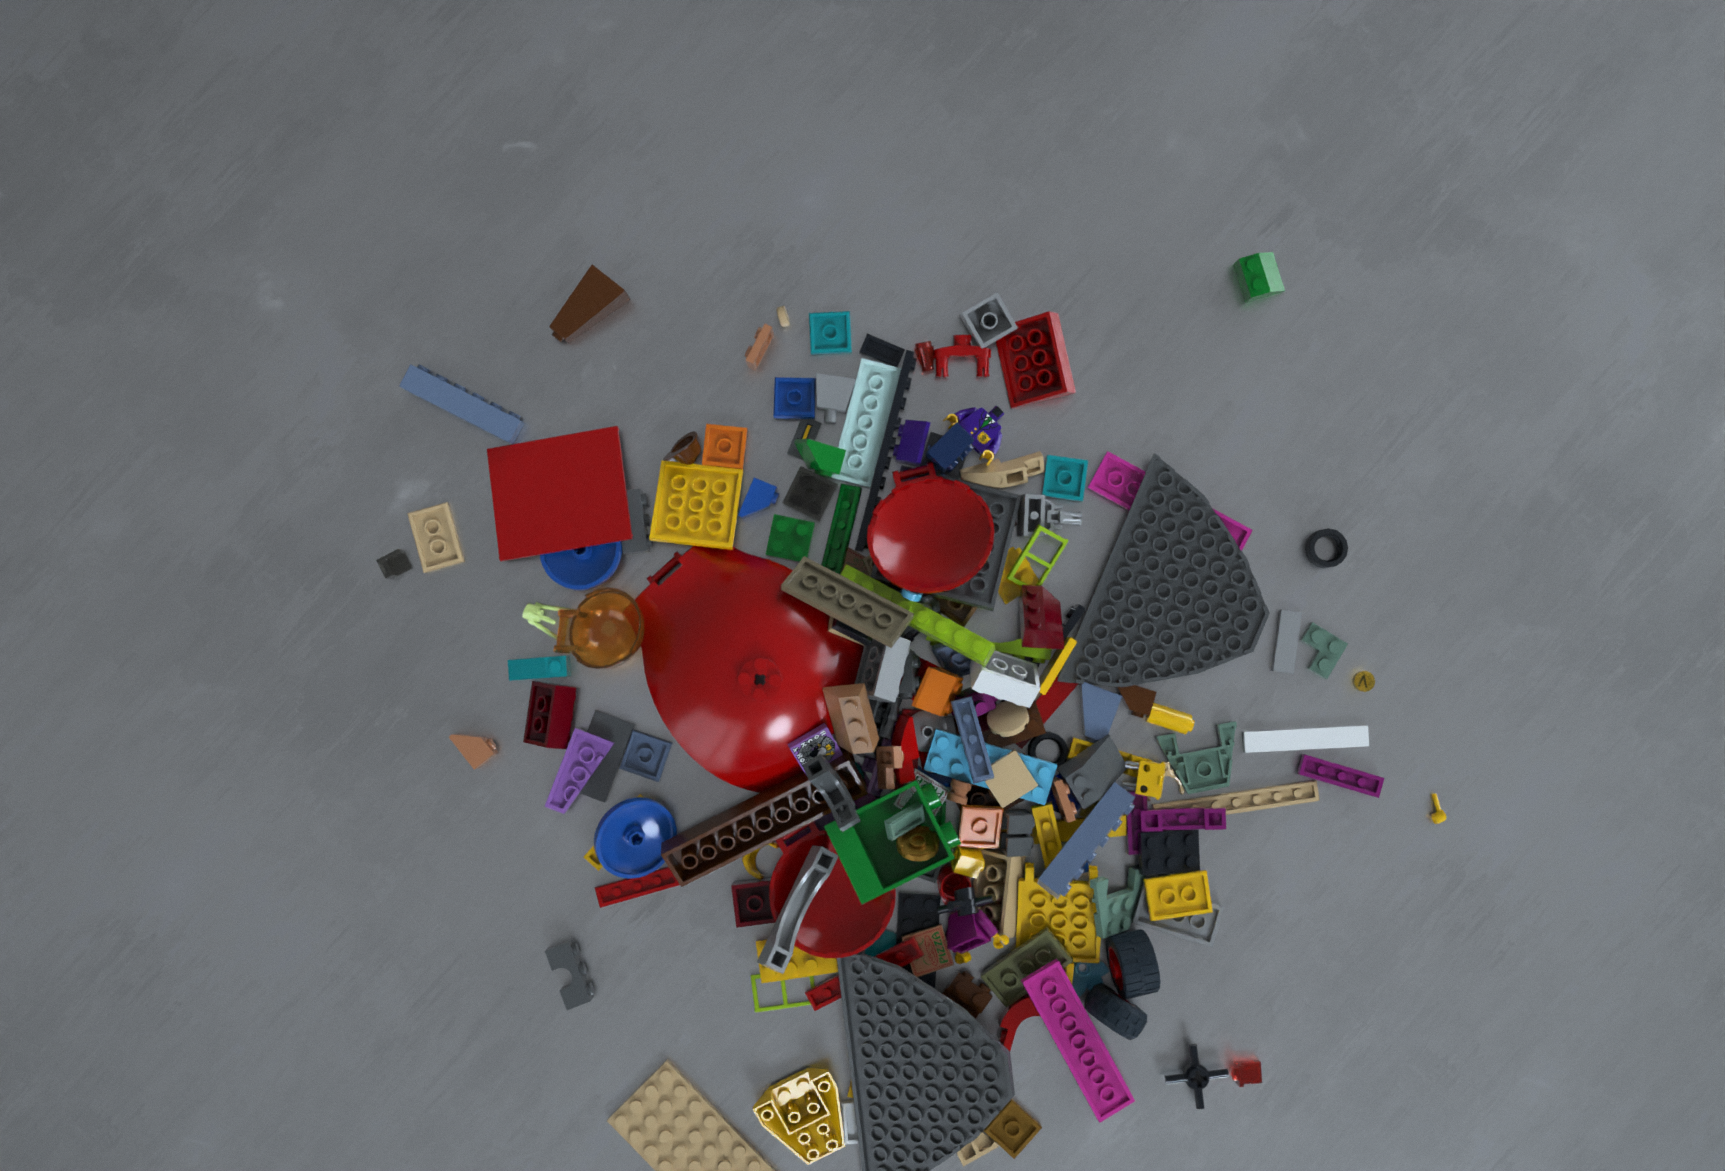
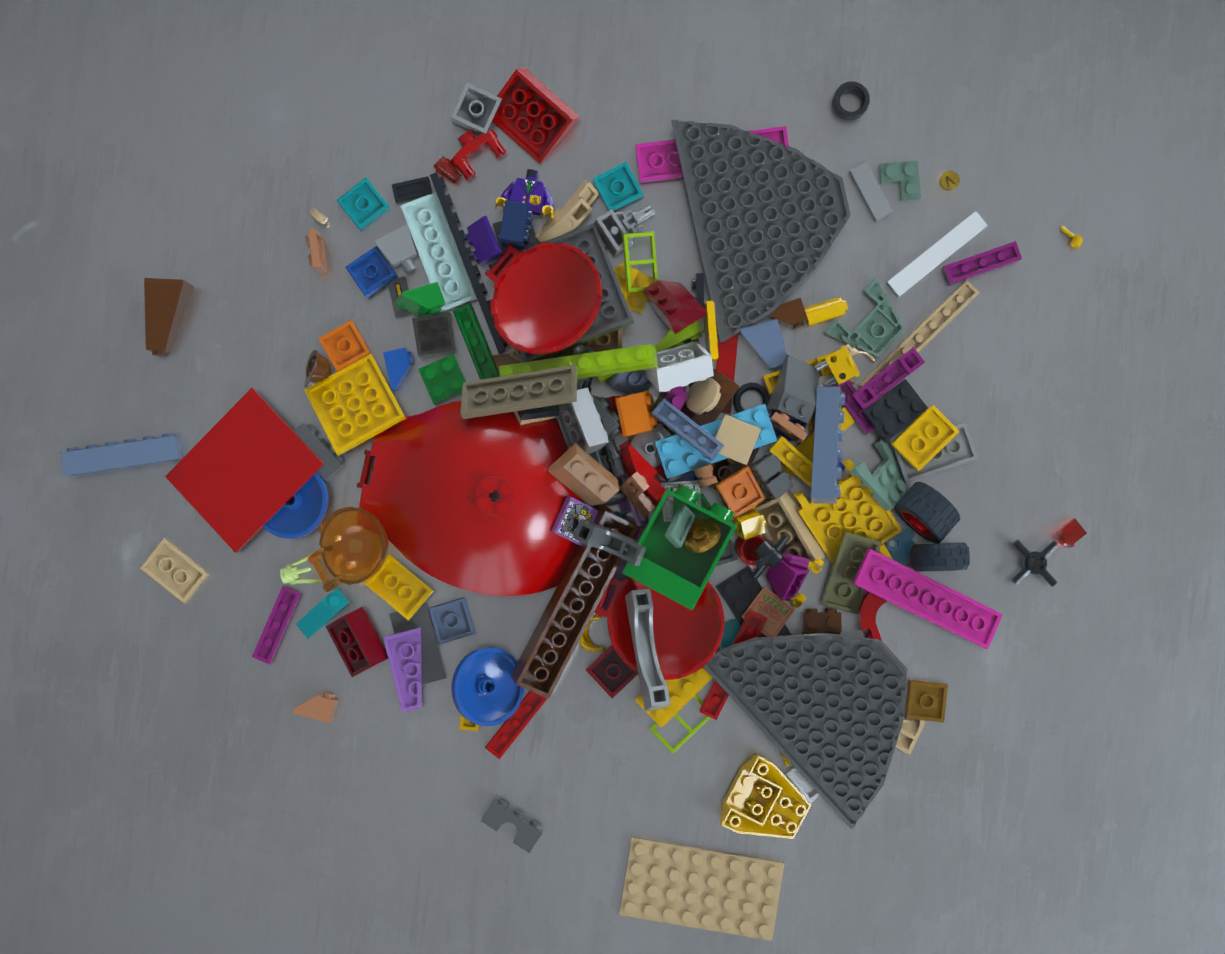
camera: 35 degrees left, 0 degrees up
(394, 564) = (157, 612): clear smoke panel -> none
(490, 649) = (276, 625): none -> magenta plate
(620, 695) = (399, 587): none -> yellow plate
(912, 596) = (564, 353): medium azure tile -> none

